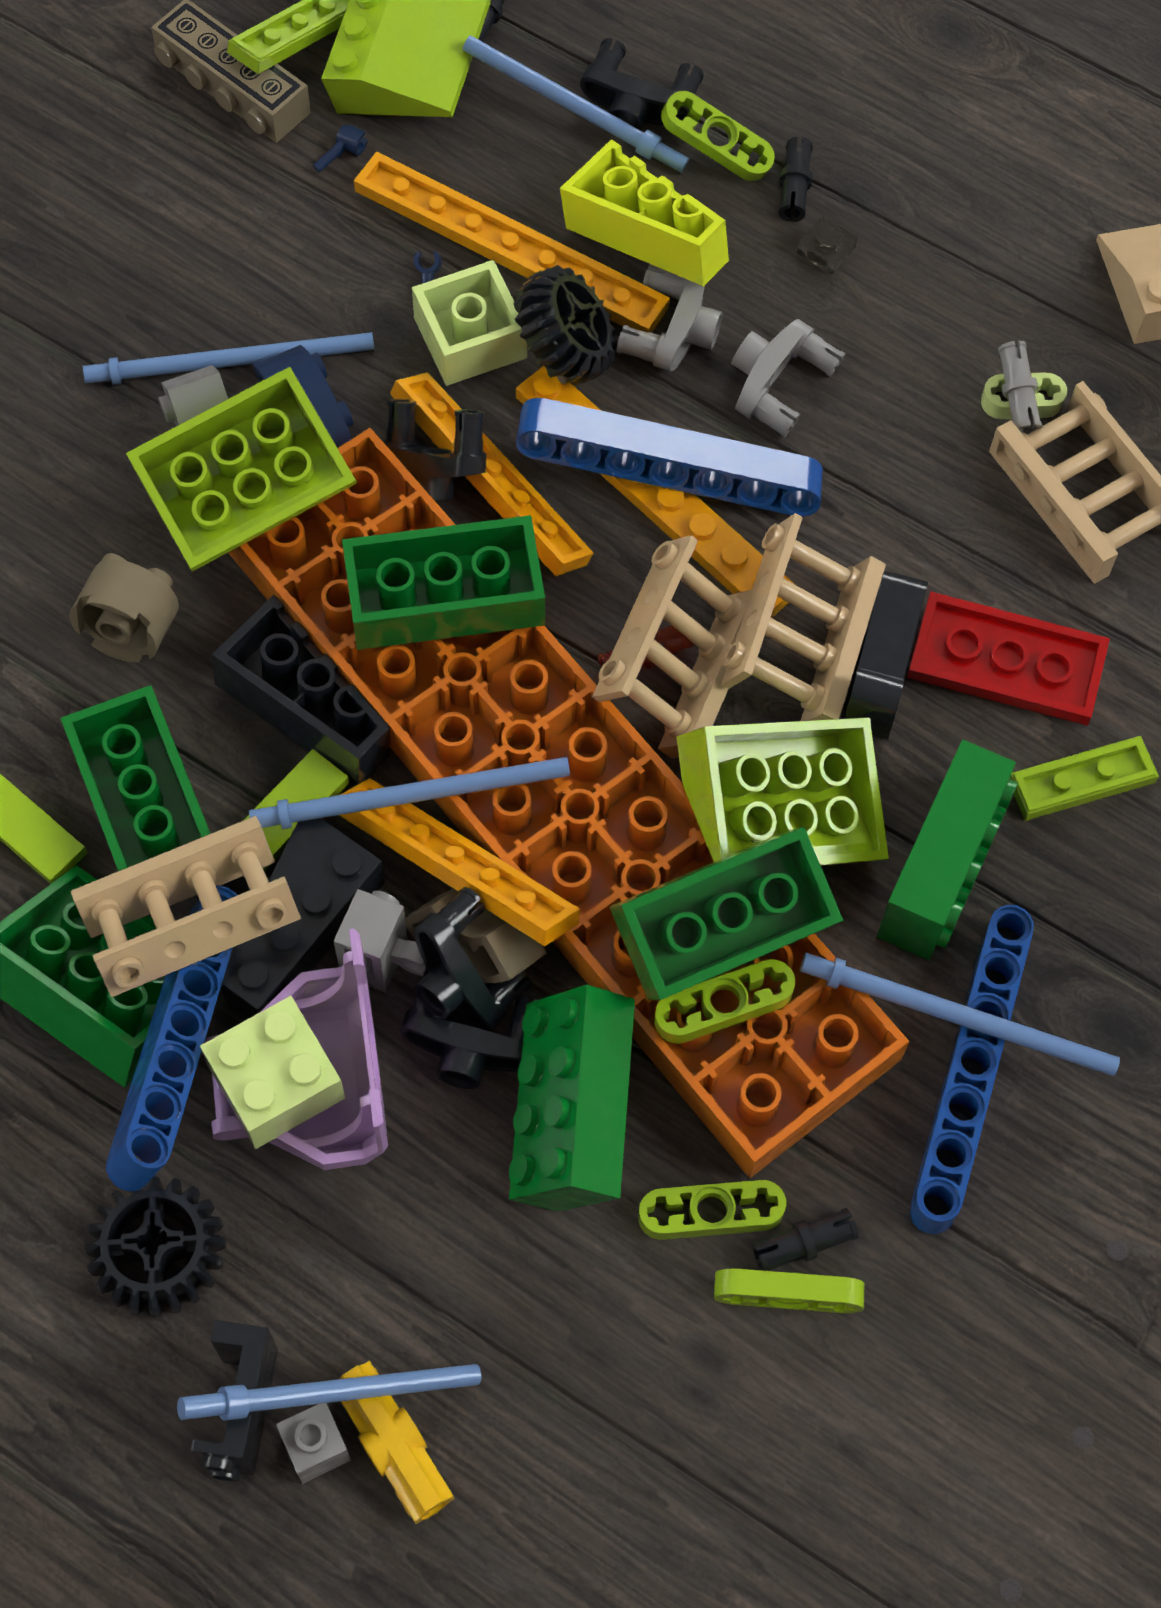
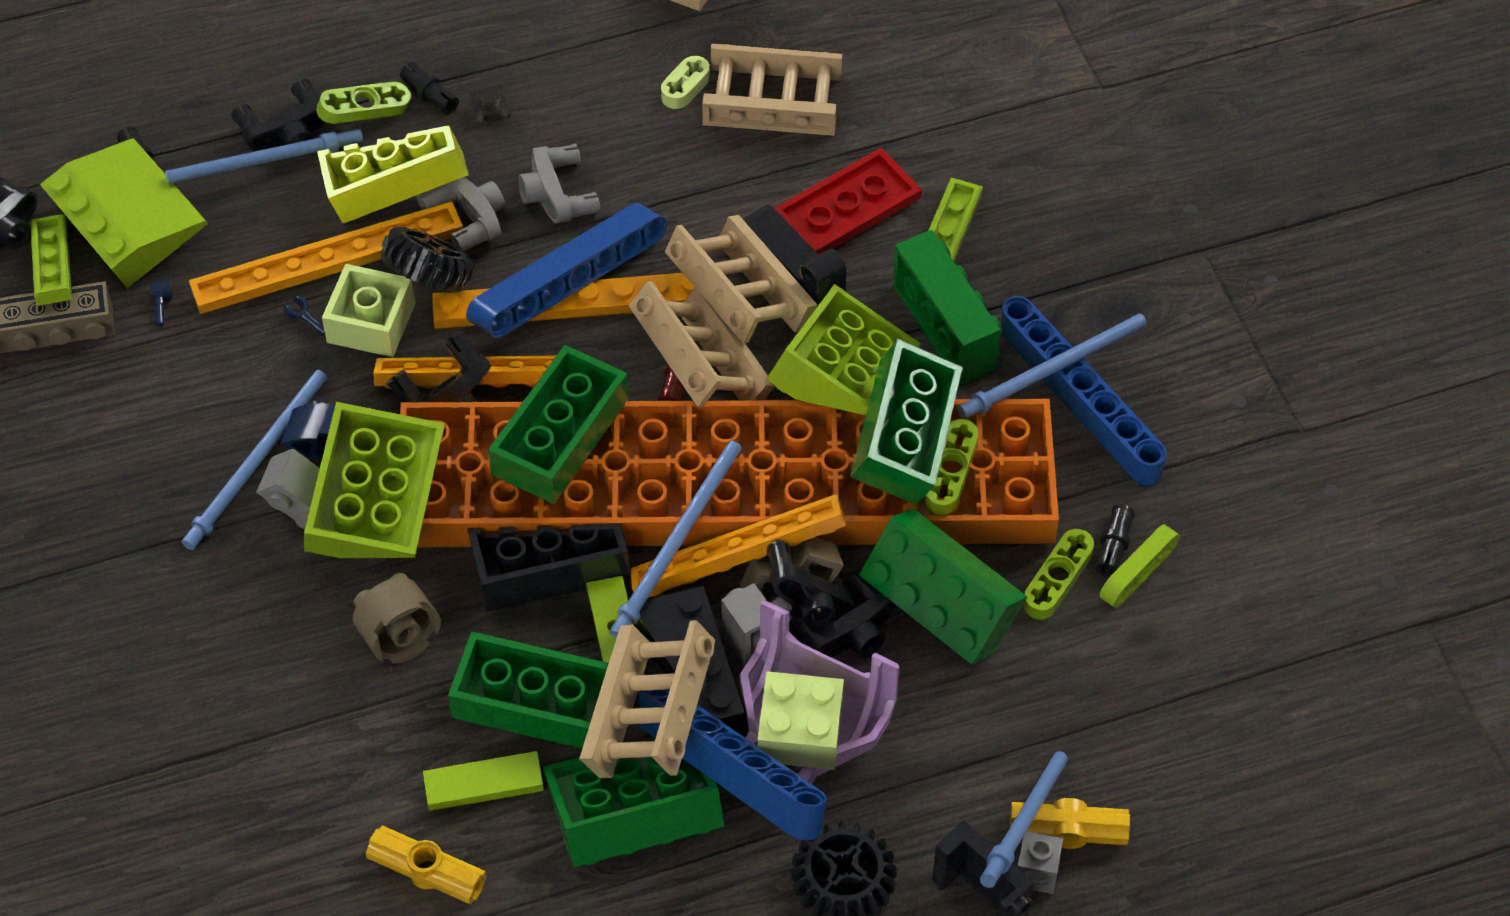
camera: 50 degrees left, 10 degrees down
(1019, 386) = (684, 74): light grey pin -> none

